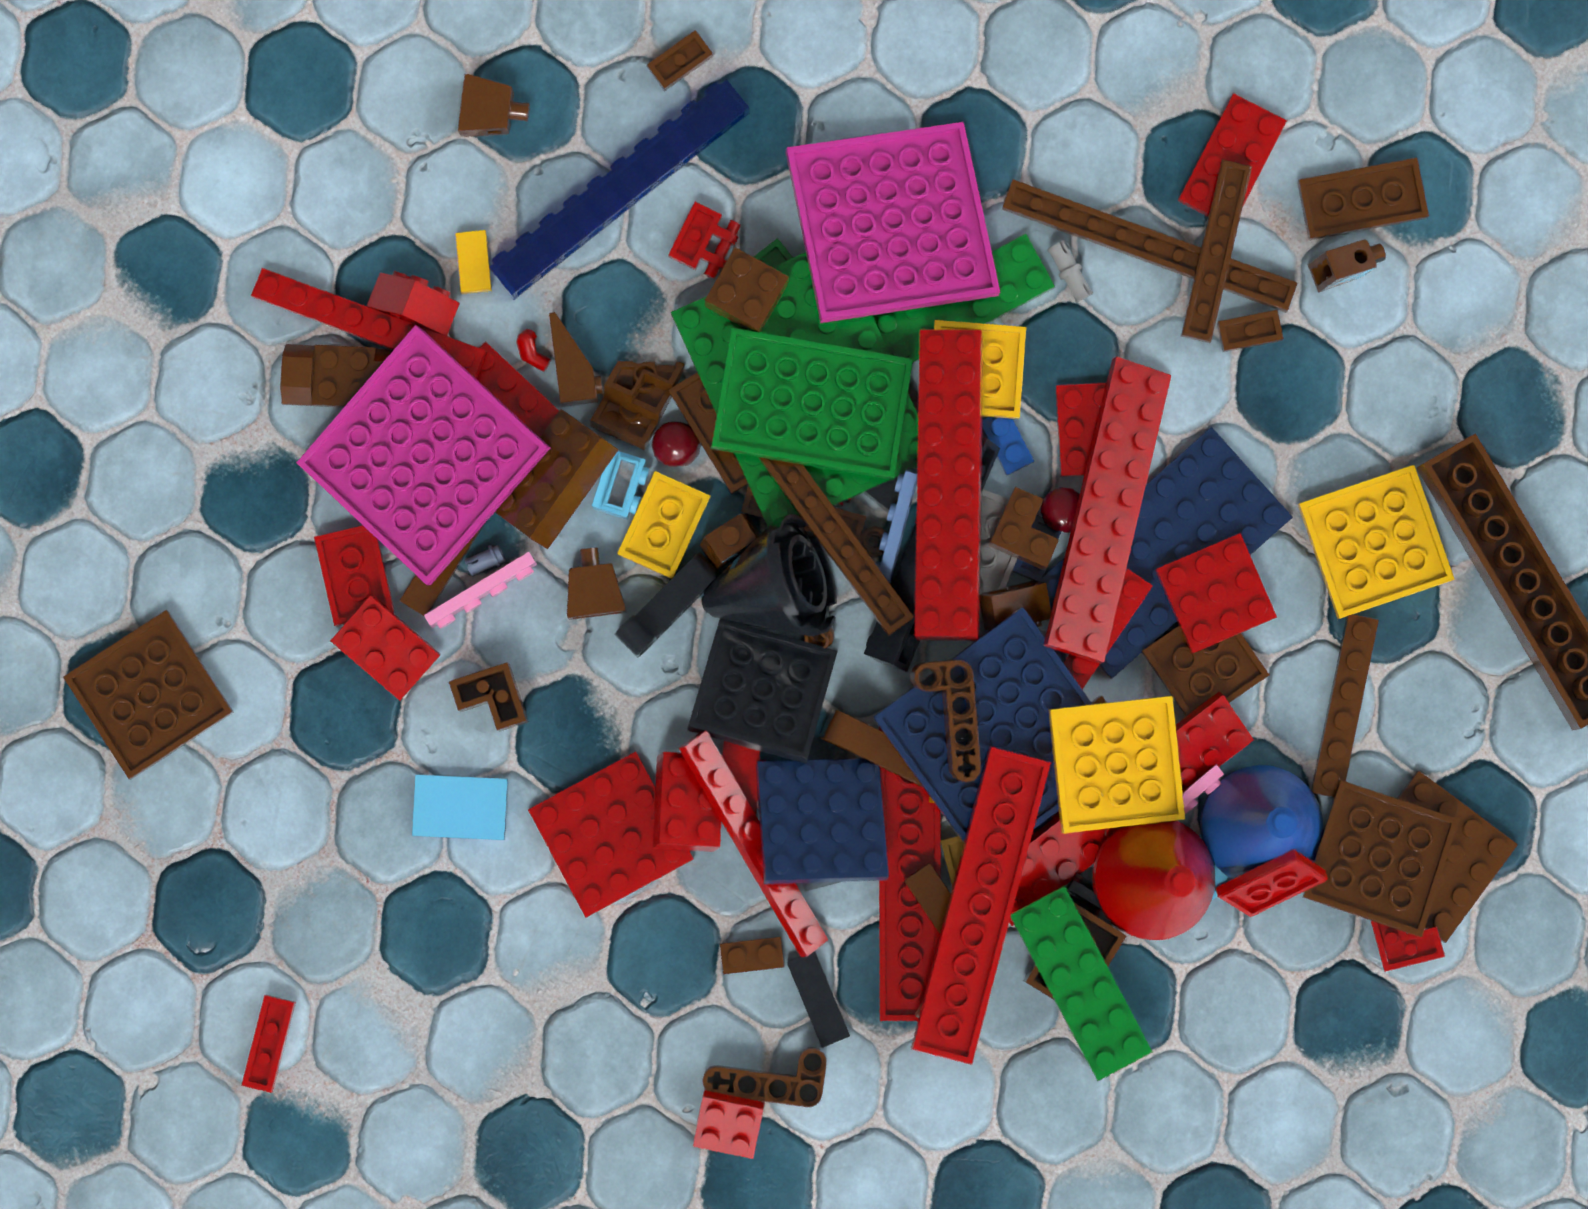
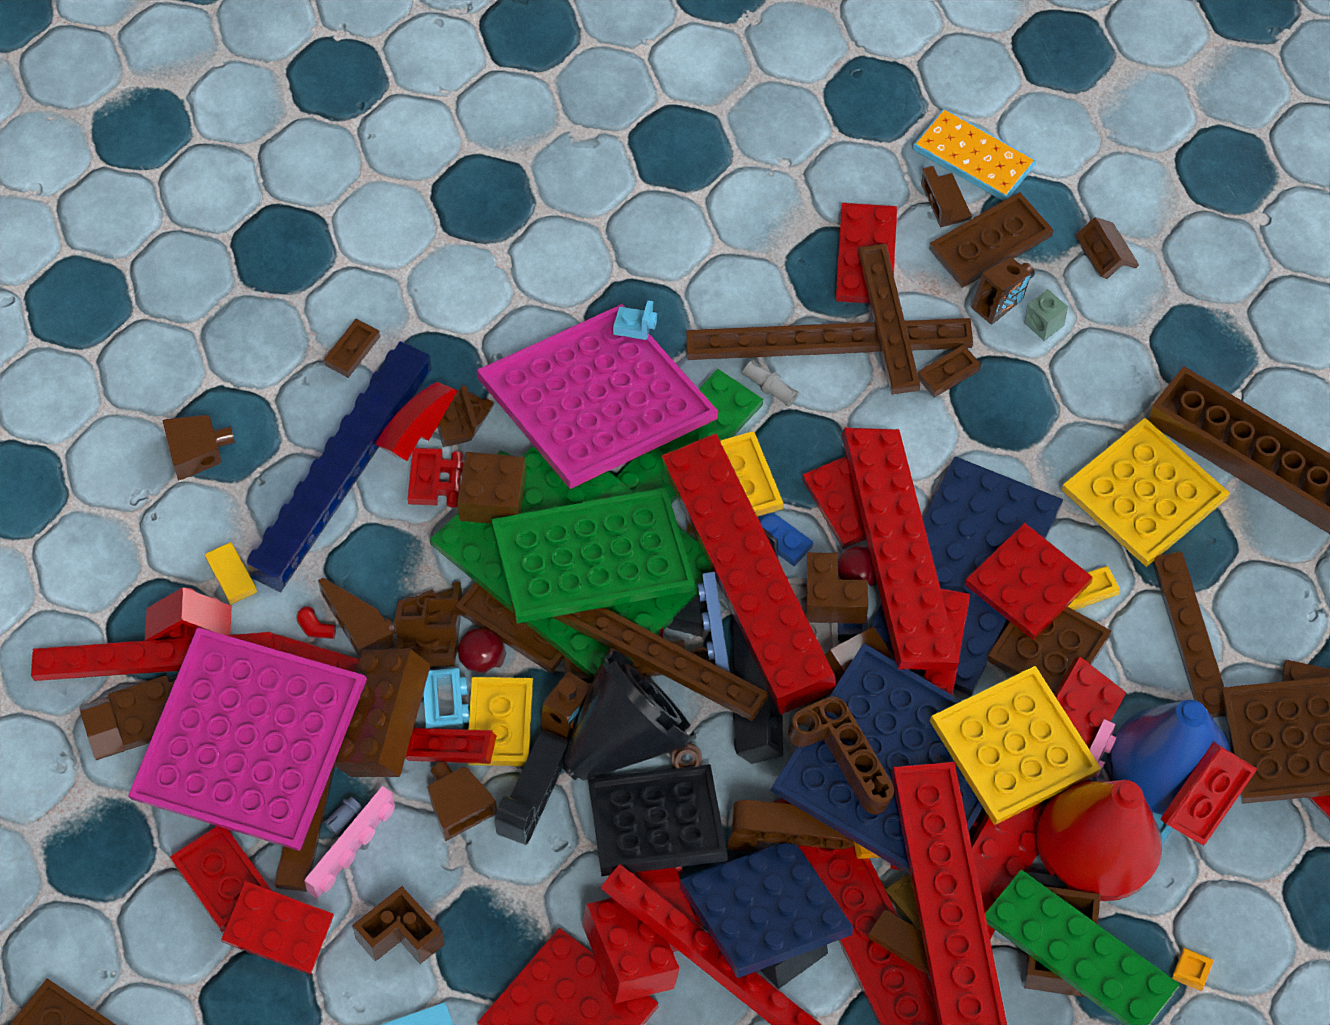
camera: 20 degrees left, 25 degrees down
(608, 536) = (451, 745): none -> red plate
(709, 174) = (416, 420): none -> red slope
(754, 178) = (463, 417): none -> reddish brown slope
(964, 153) = (635, 322): none -> medium azure bracket
(1181, 1027) = (1192, 969): none -> light orange tile
(1287, 620) = (1101, 588): none -> yellow tile
(1341, 129) = (944, 197): none -> reddish brown panel
(1373, 310) = (1046, 315): none -> sand green brick
(1394, 90) = (974, 155): none -> light orange tile
(1473, 256) = (1105, 247): none -> reddish brown panel

